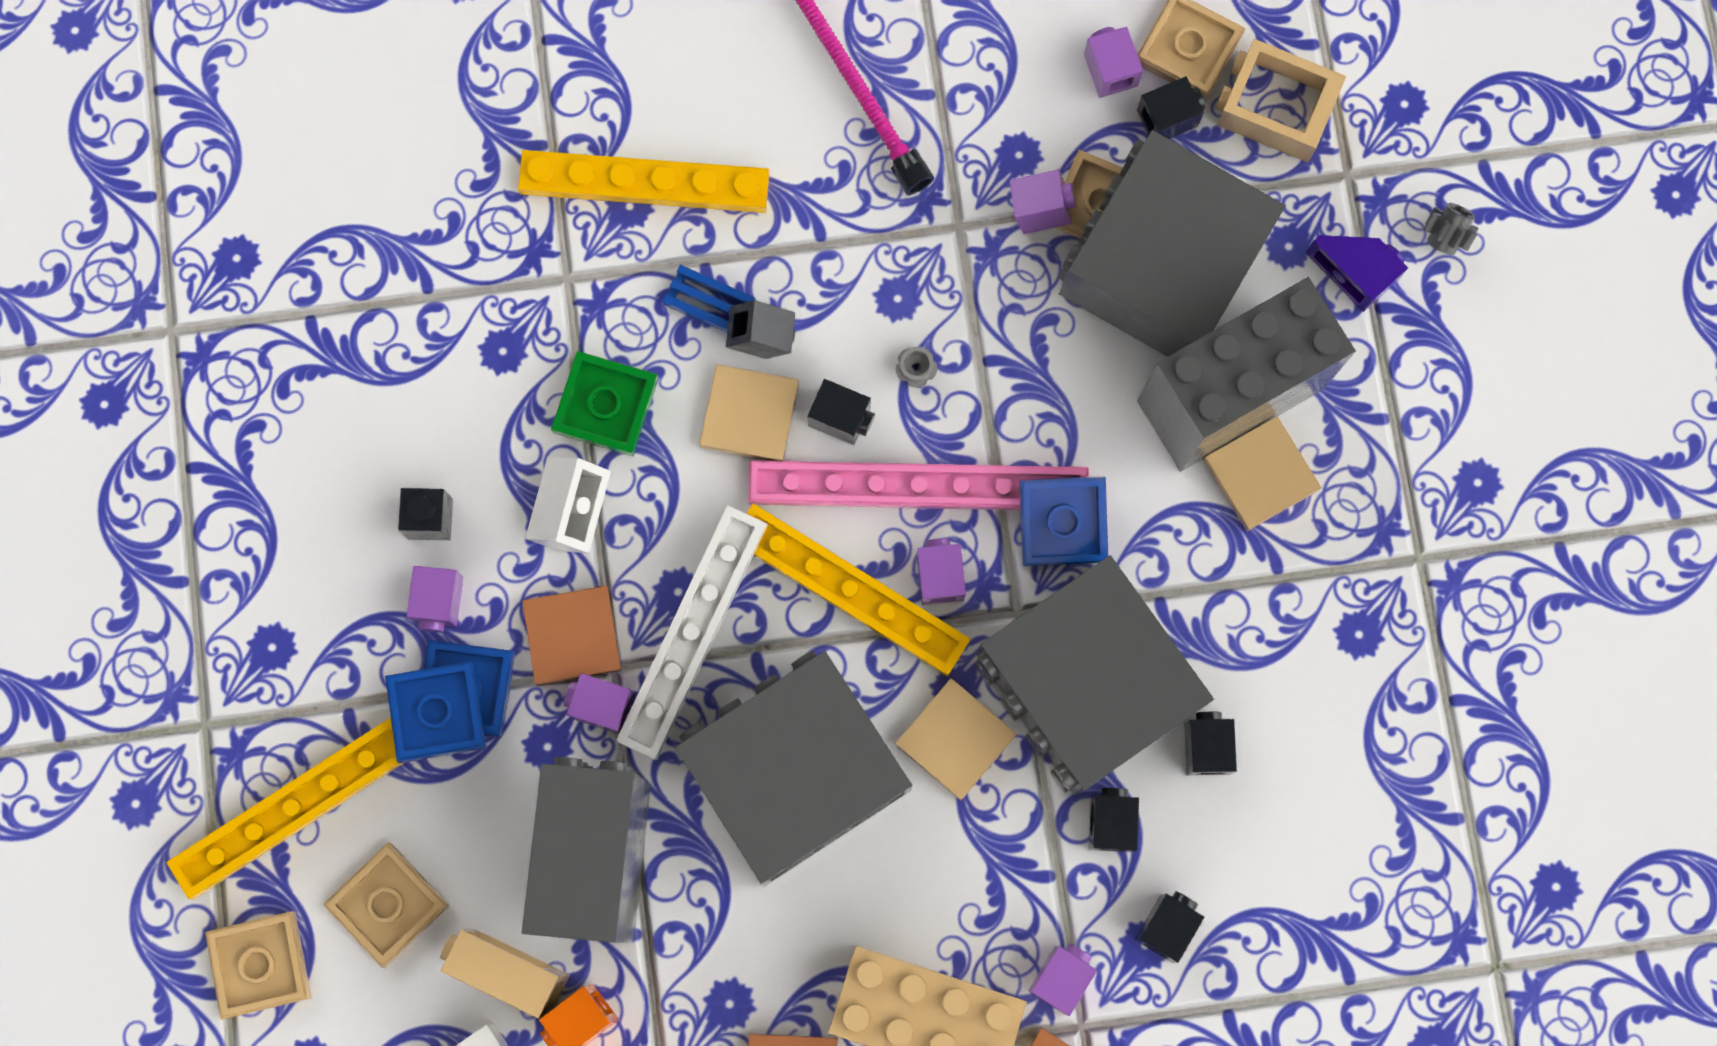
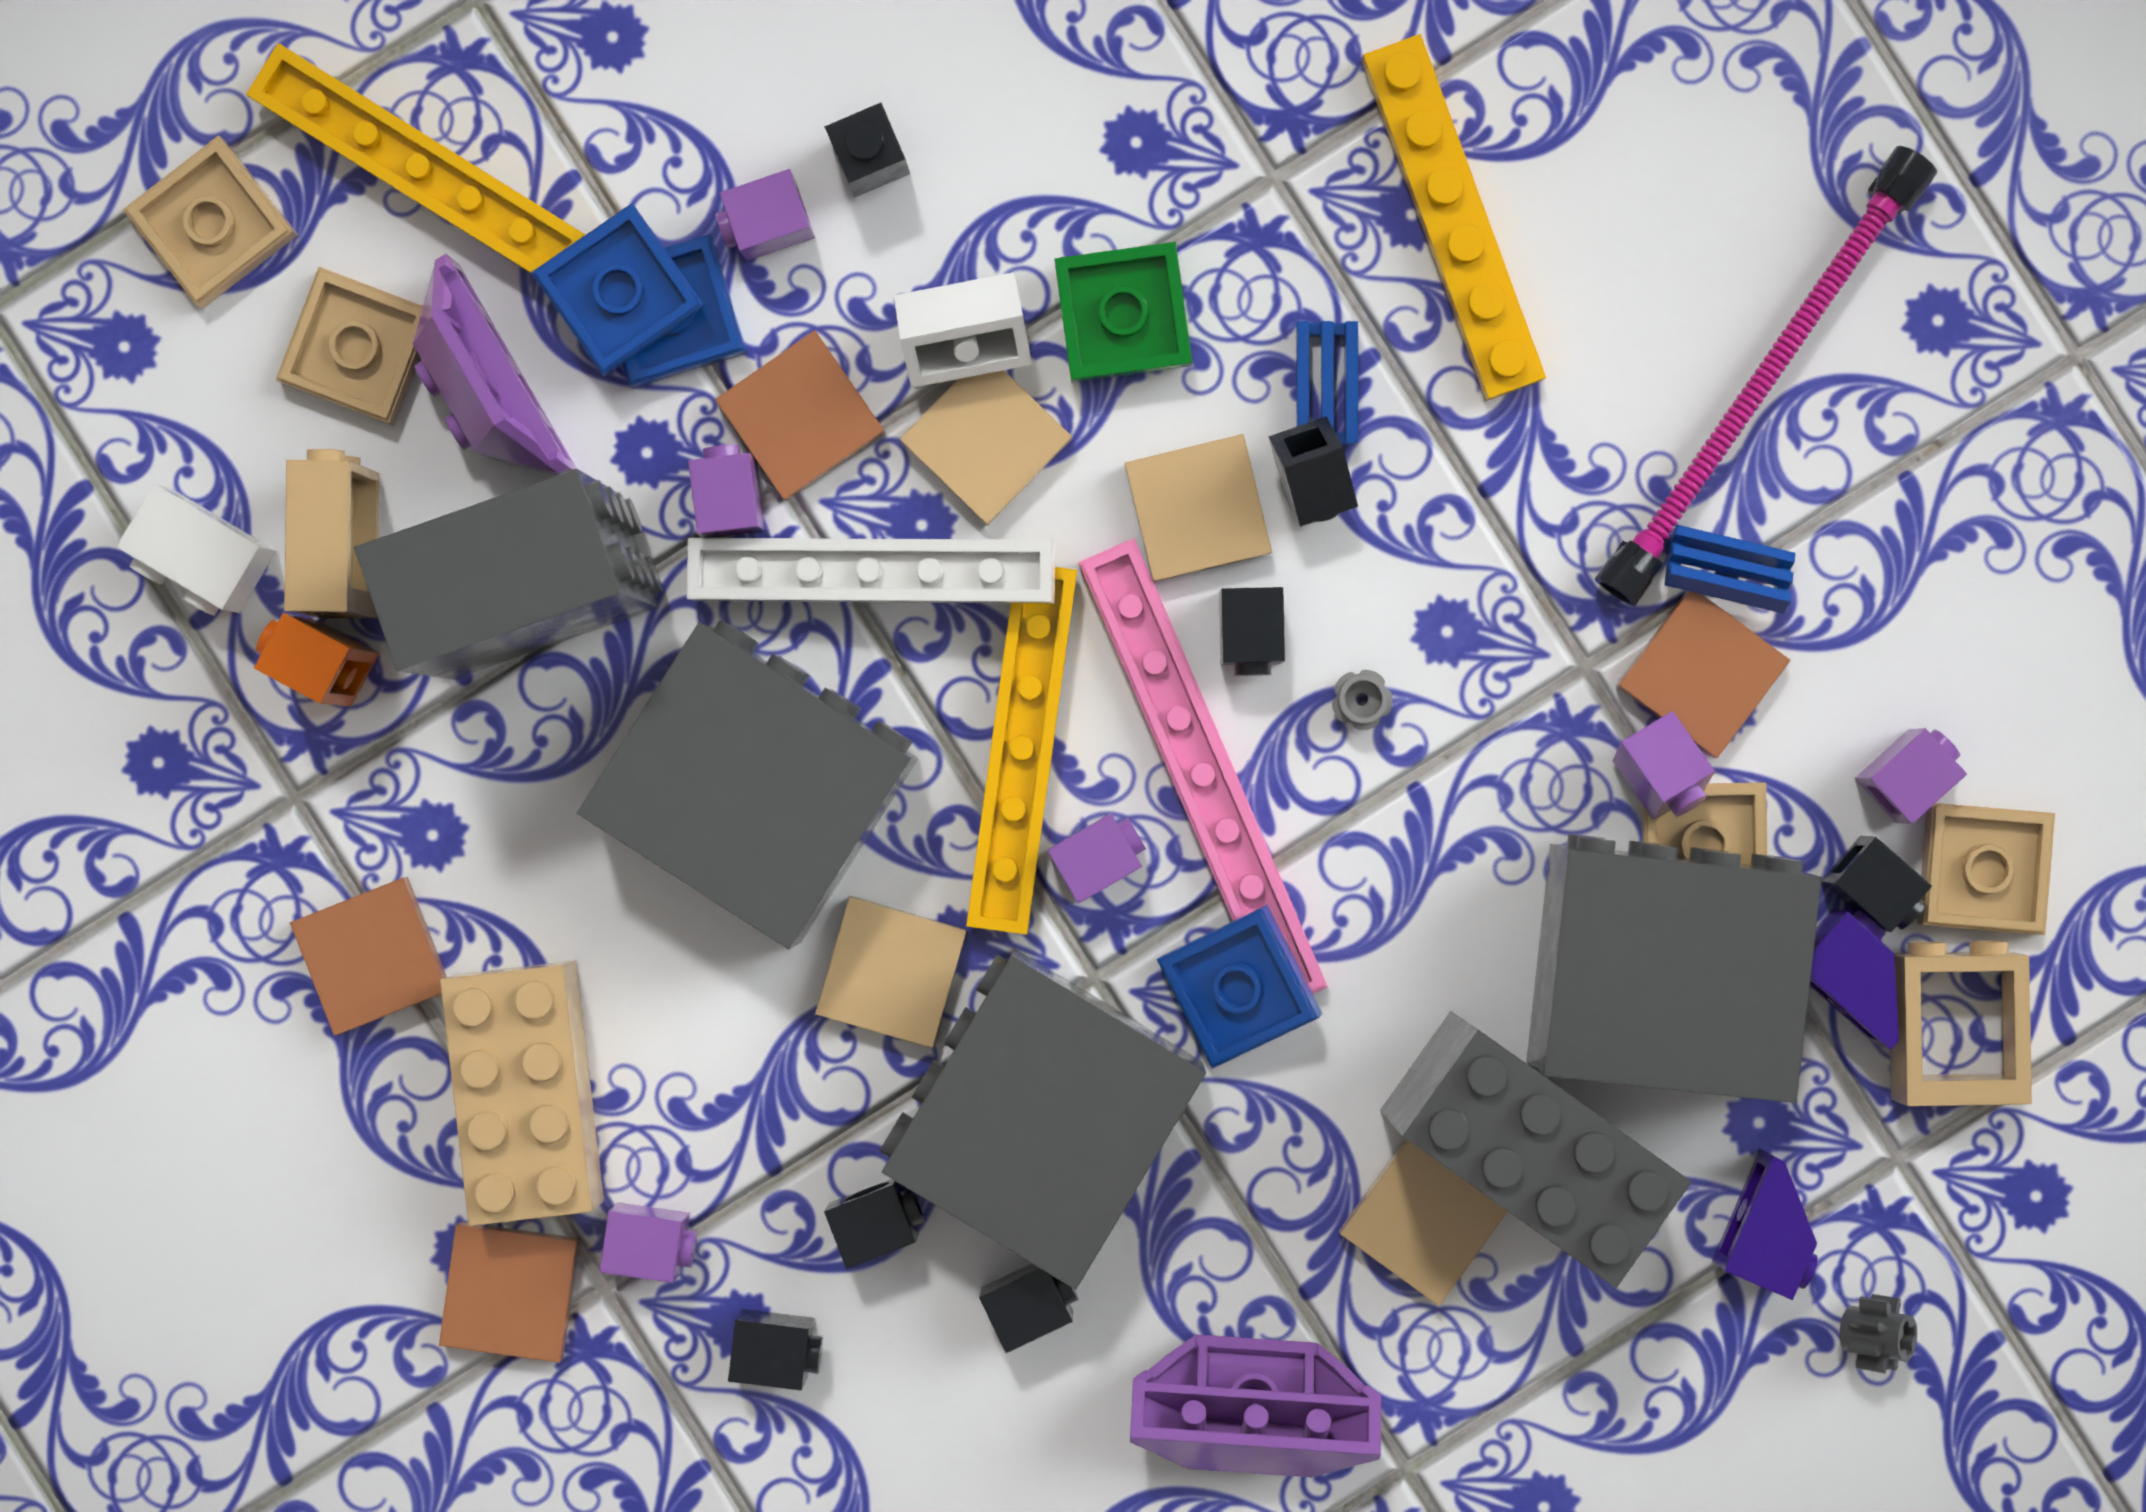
camera: 65 degrees right, 10 degrees up
(450, 829) = (480, 378): none -> medium lavender wedge
(644, 526) = (986, 441): none -> tan tile
(932, 110) = (1729, 560): none -> blue tile
(991, 154) = (1703, 671): none -> nougat tile
(1226, 142) = (1857, 974): none -> dark purple slope
(1341, 628) = (1255, 1408): none -> medium lavender wedge

